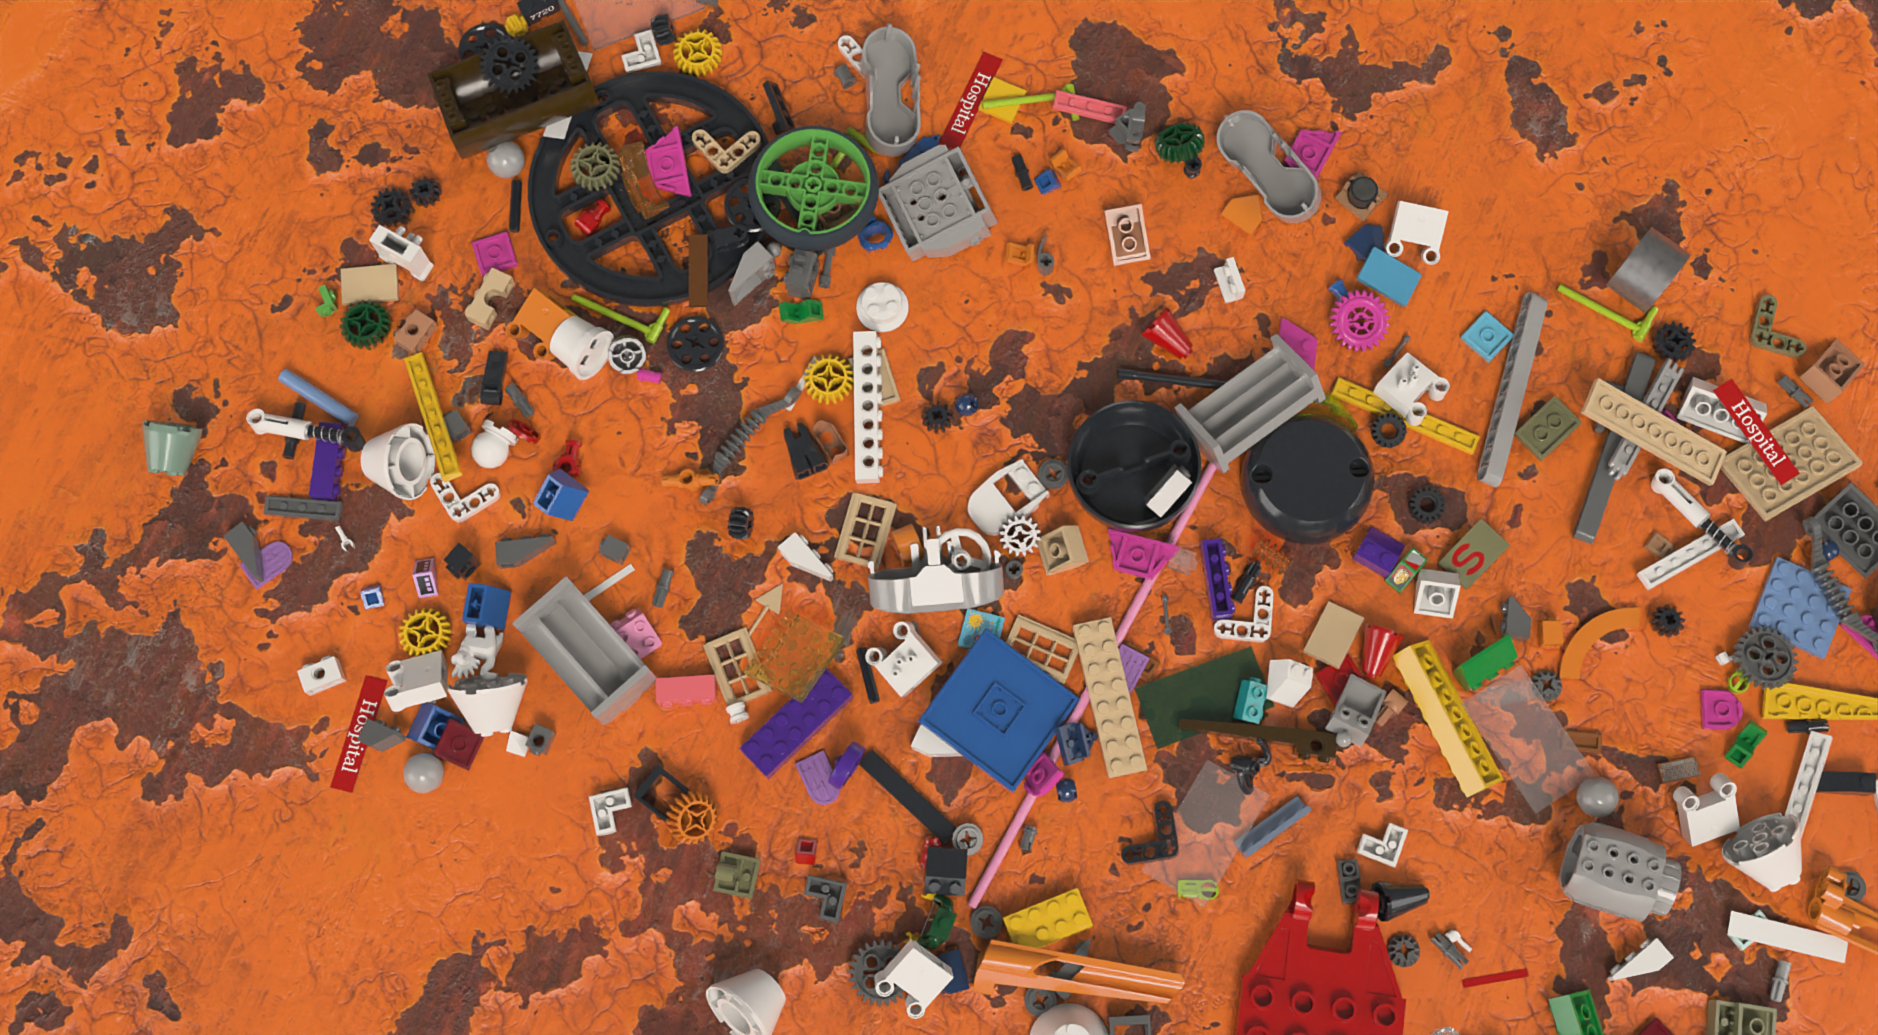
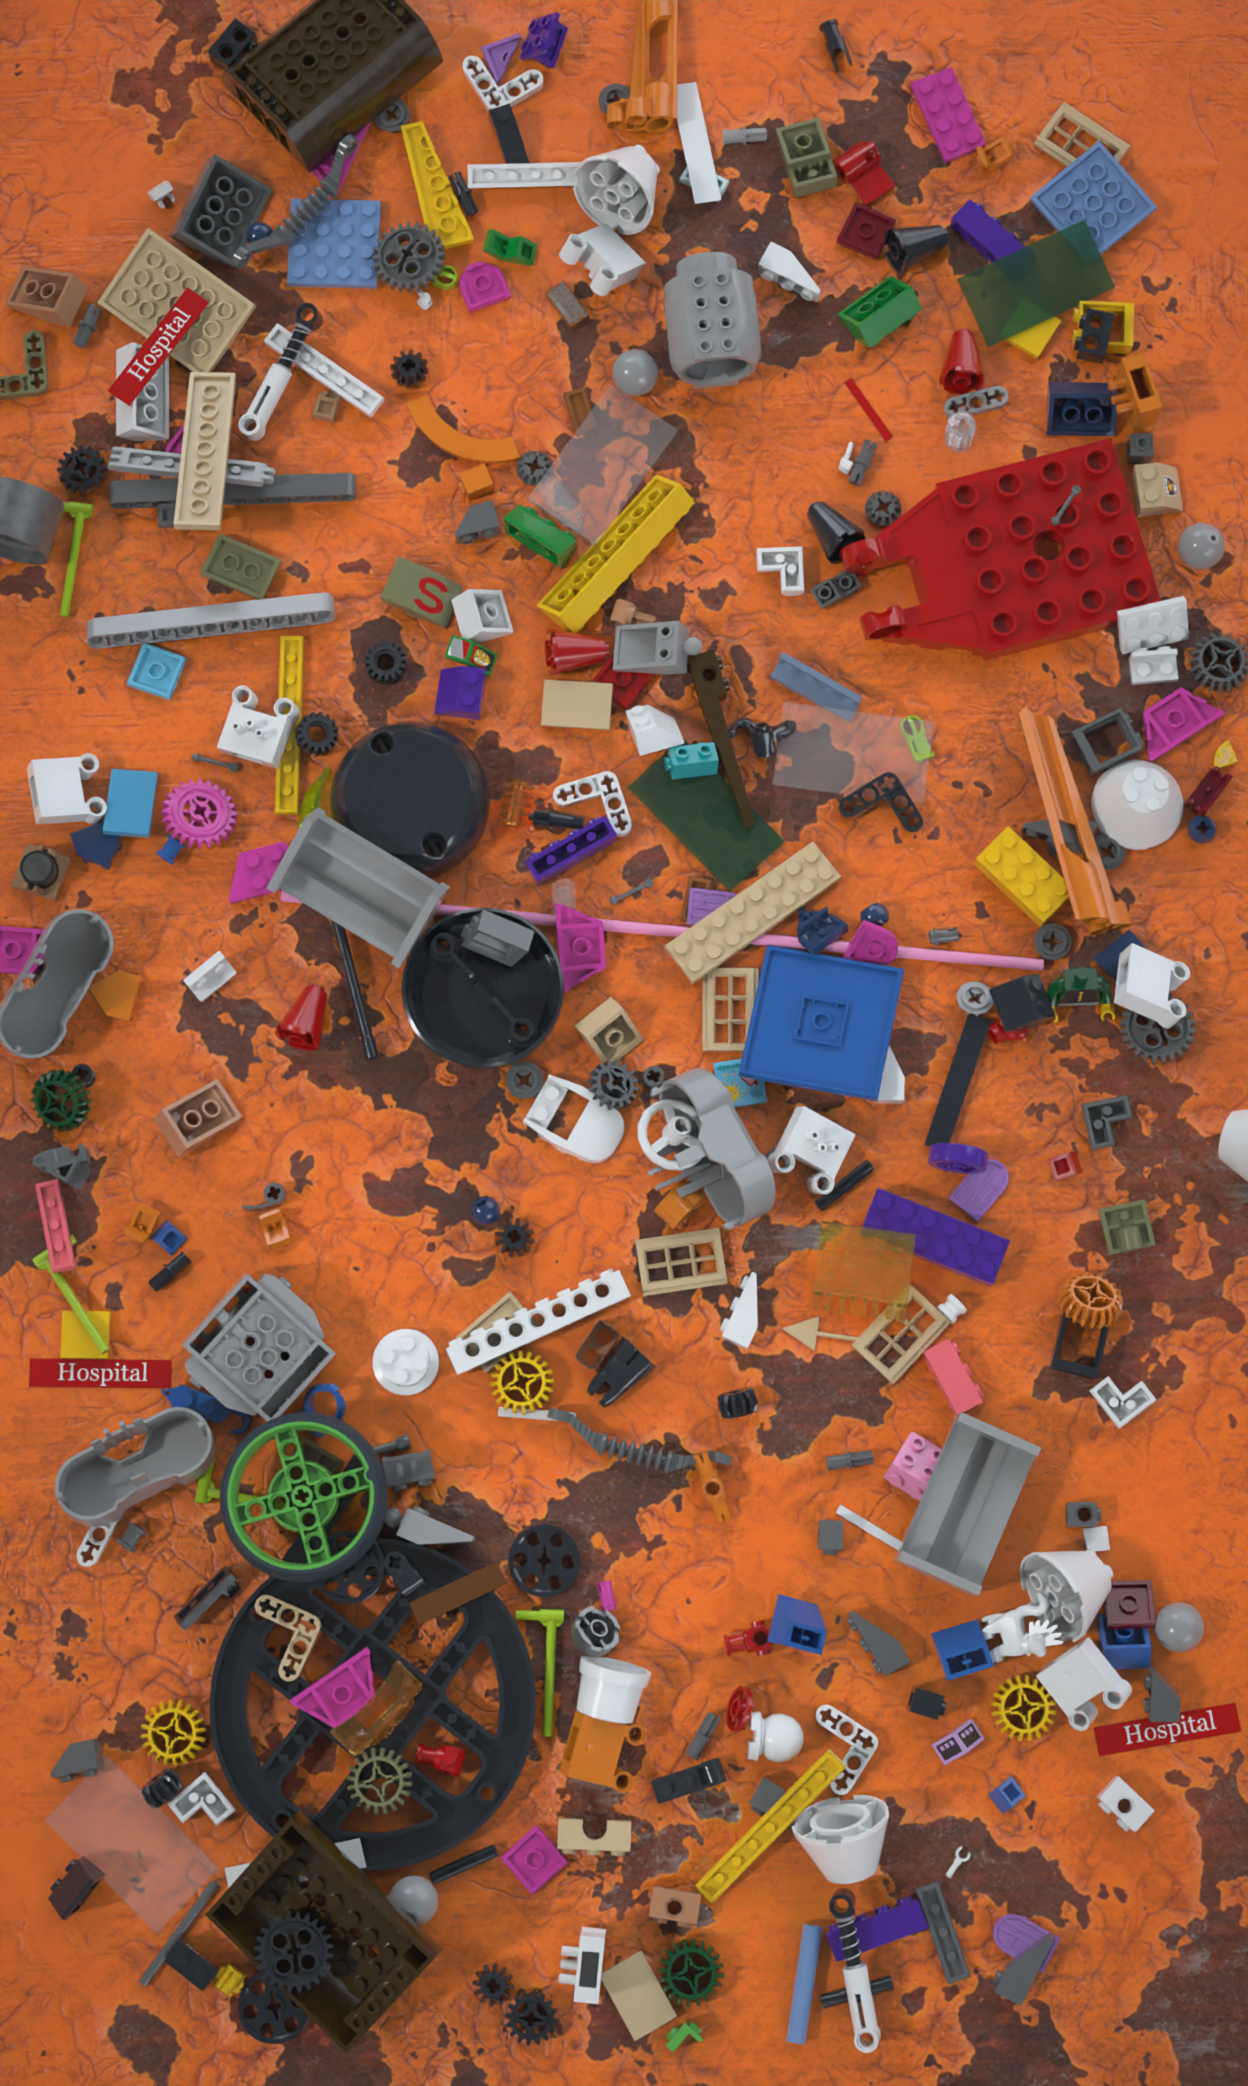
camera: 115 degrees left, 5 degrees up
(801, 313) = (452, 1453): green slope -> none

